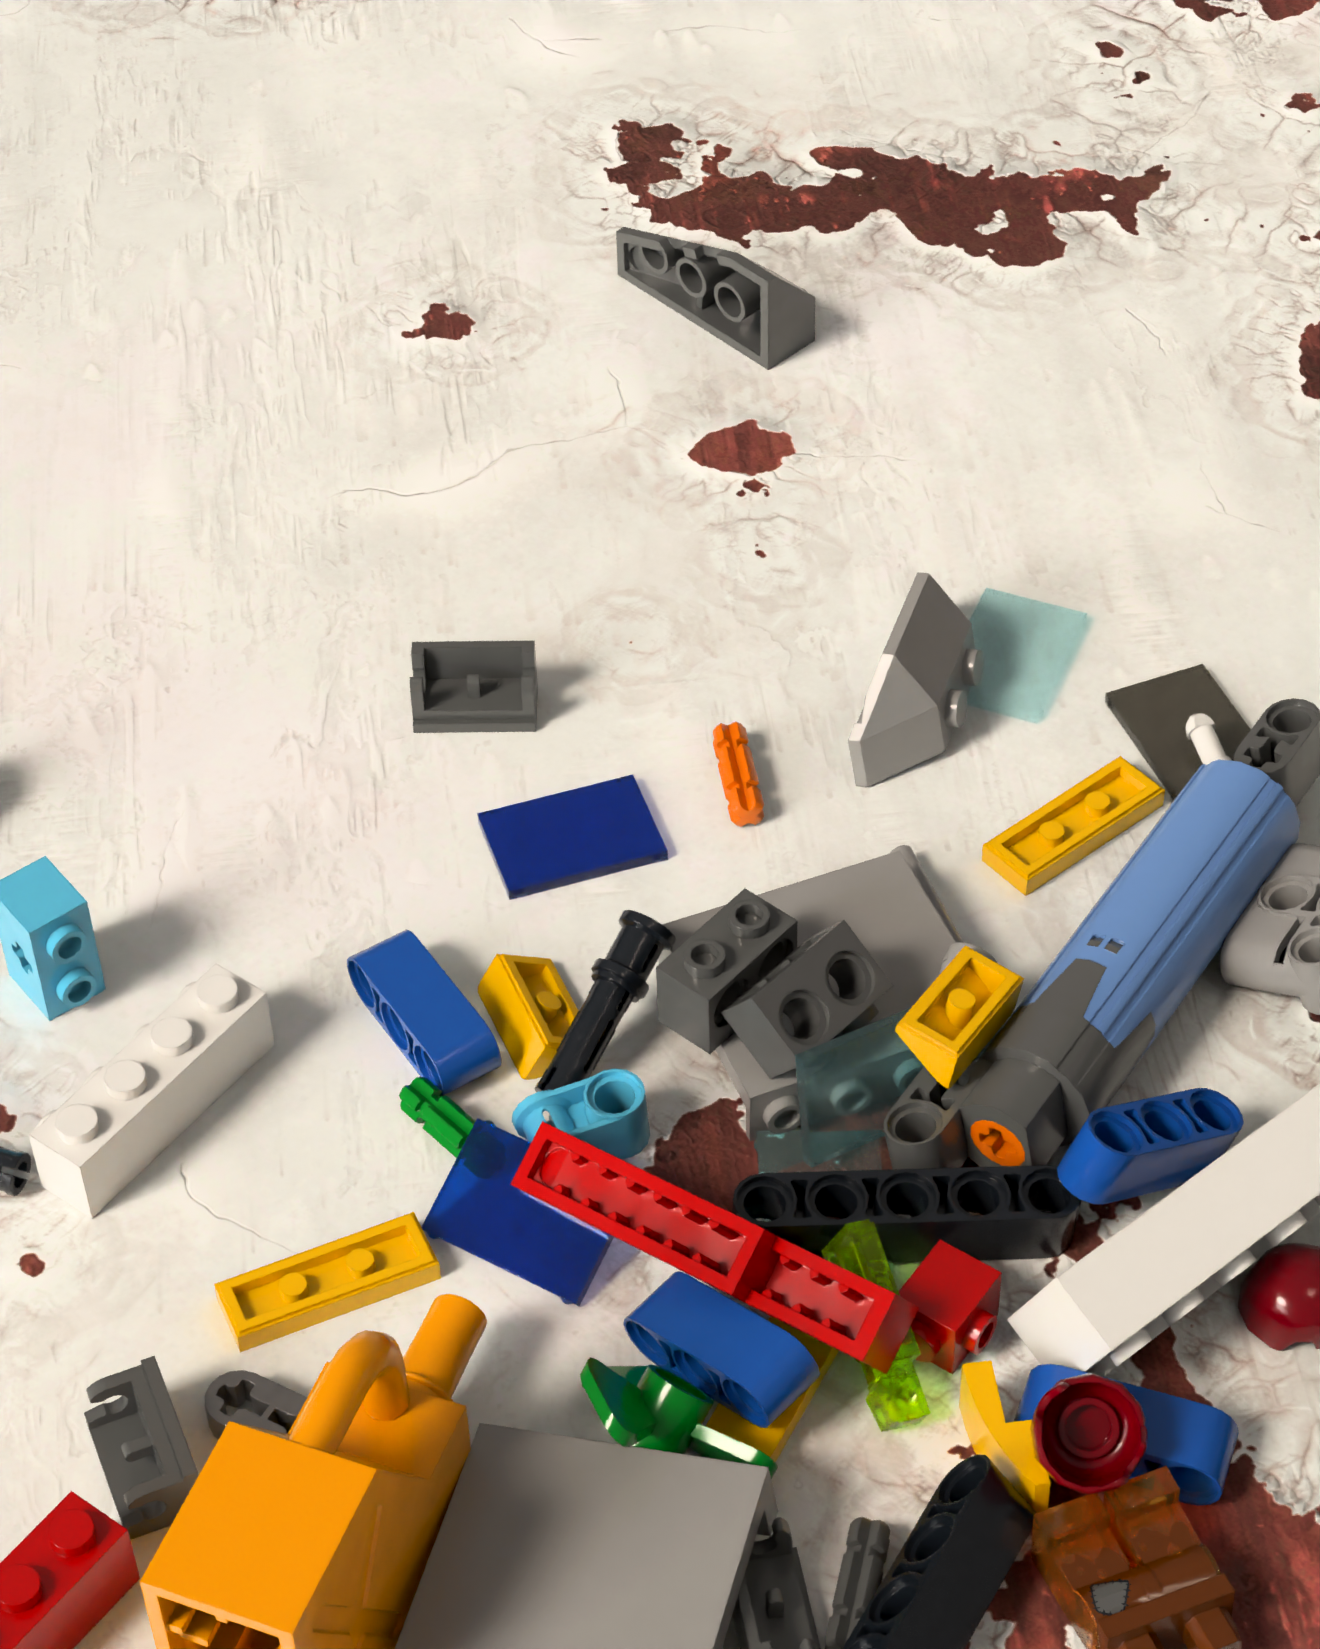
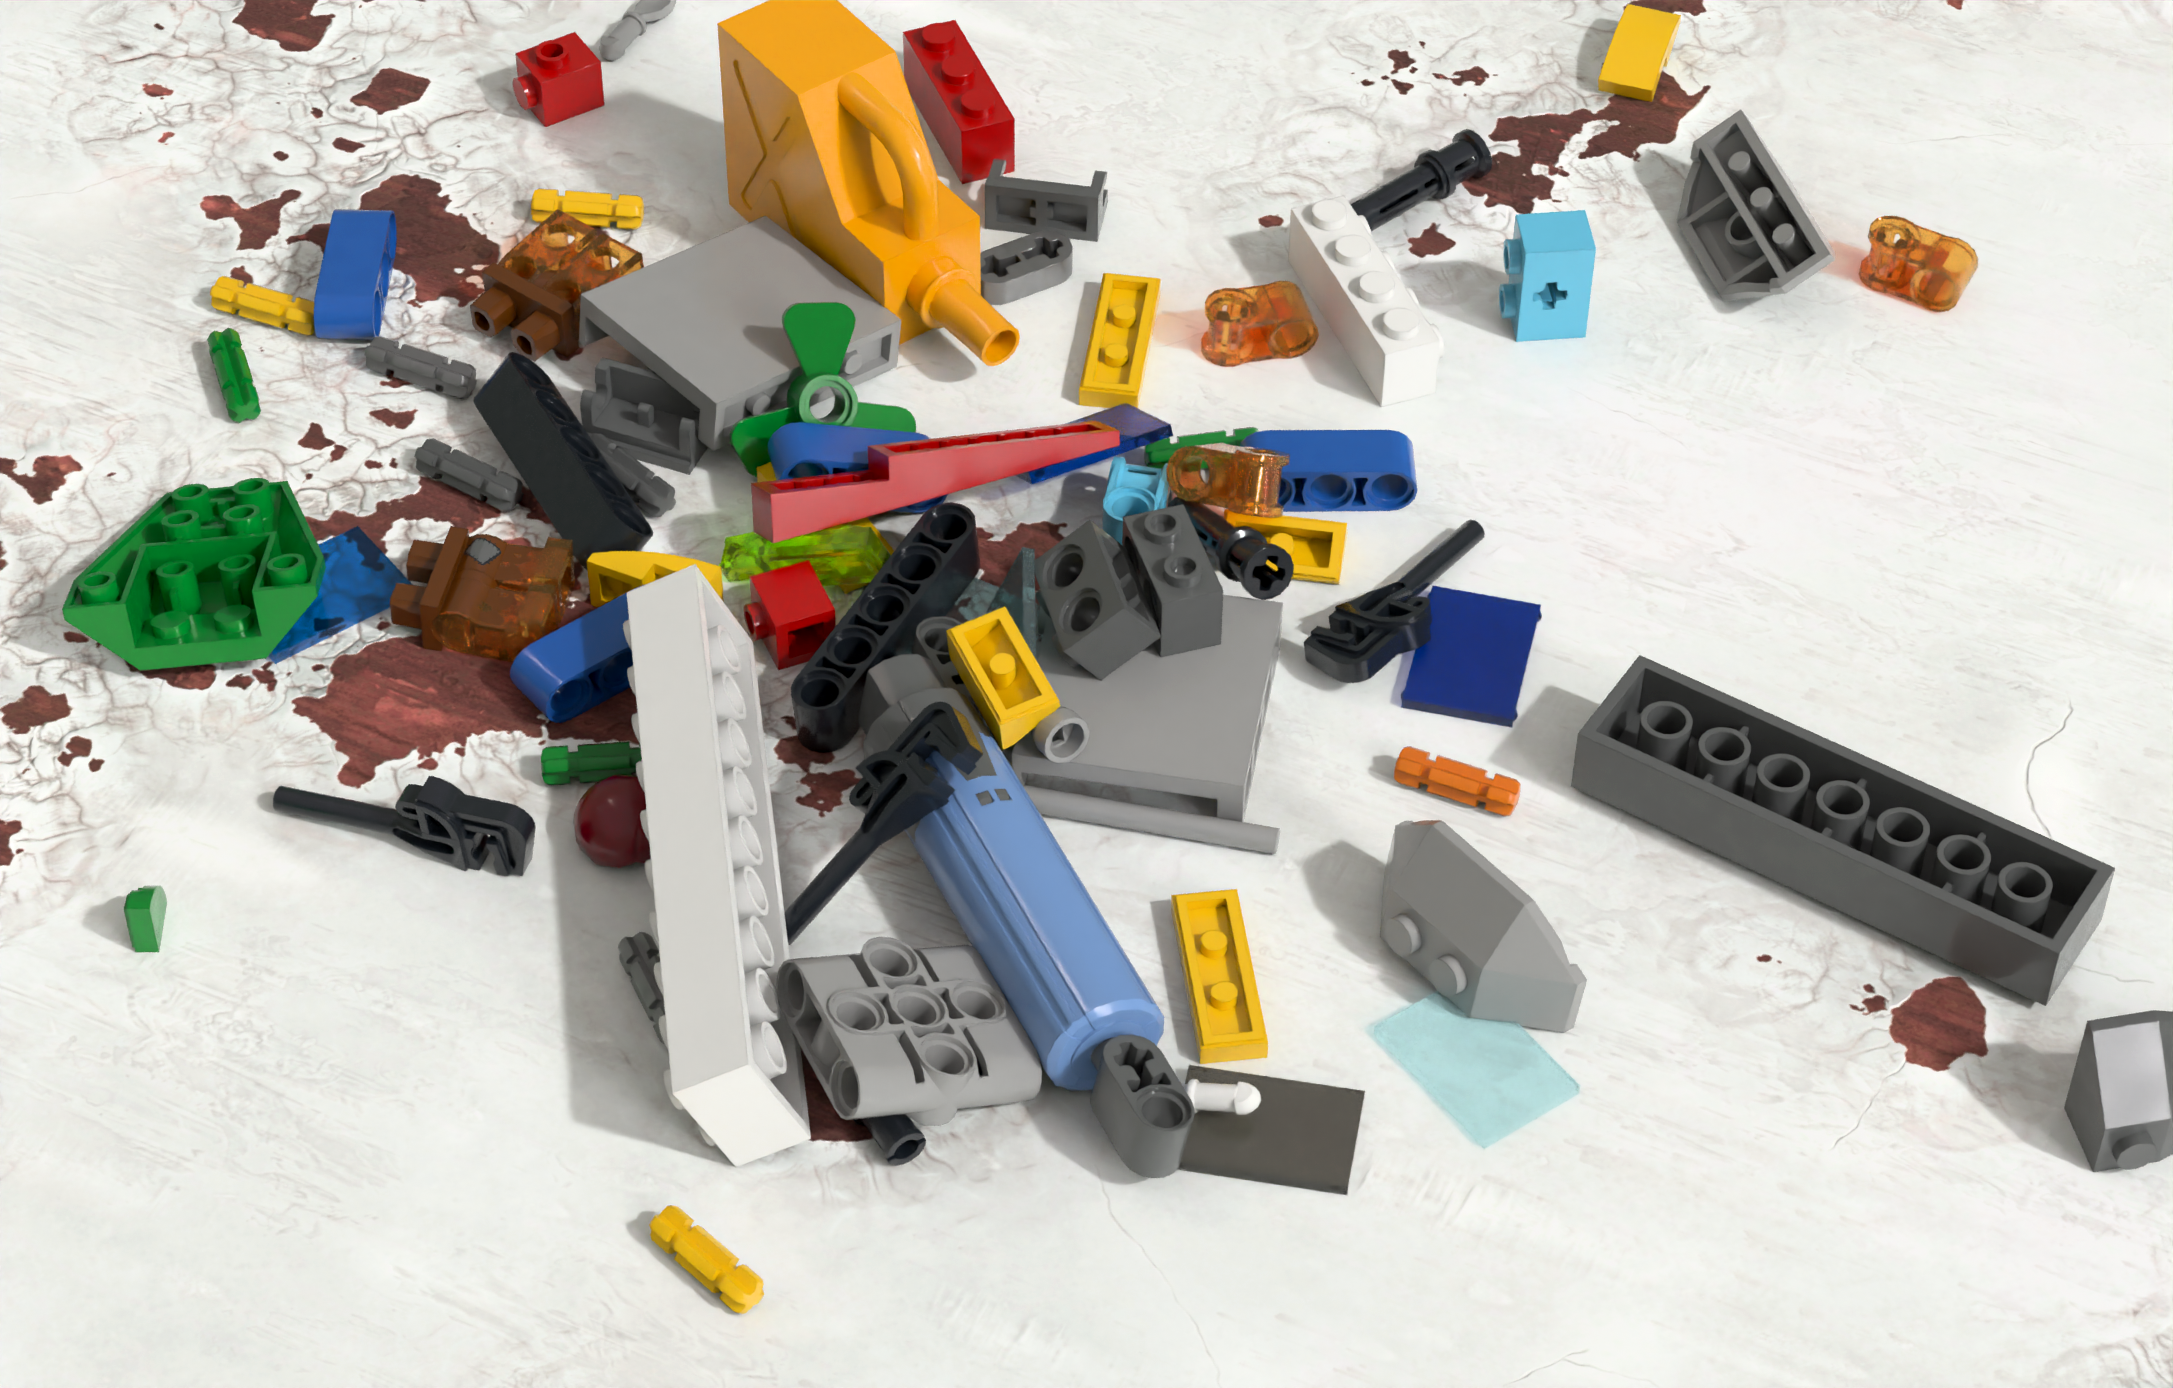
camera: 120 degrees right, 0 degrees up
(241, 1164) = (1261, 321): none -> clear orange piece
(474, 686) = (1703, 636): dark grey hinge -> none
(518, 1035) = (1239, 477): none -> clear orange piece
(589, 888) = (1388, 619): none -> black piece
(624, 530) = (1843, 828): none -> dark grey brick
(1089, 1433) = (588, 568): dark red hair -> none
(1148, 1145) = (799, 739): blue beam -> none
(1156, 1016) = (894, 795): none -> black piece
(1243, 1361) = (589, 763): none -> green axle

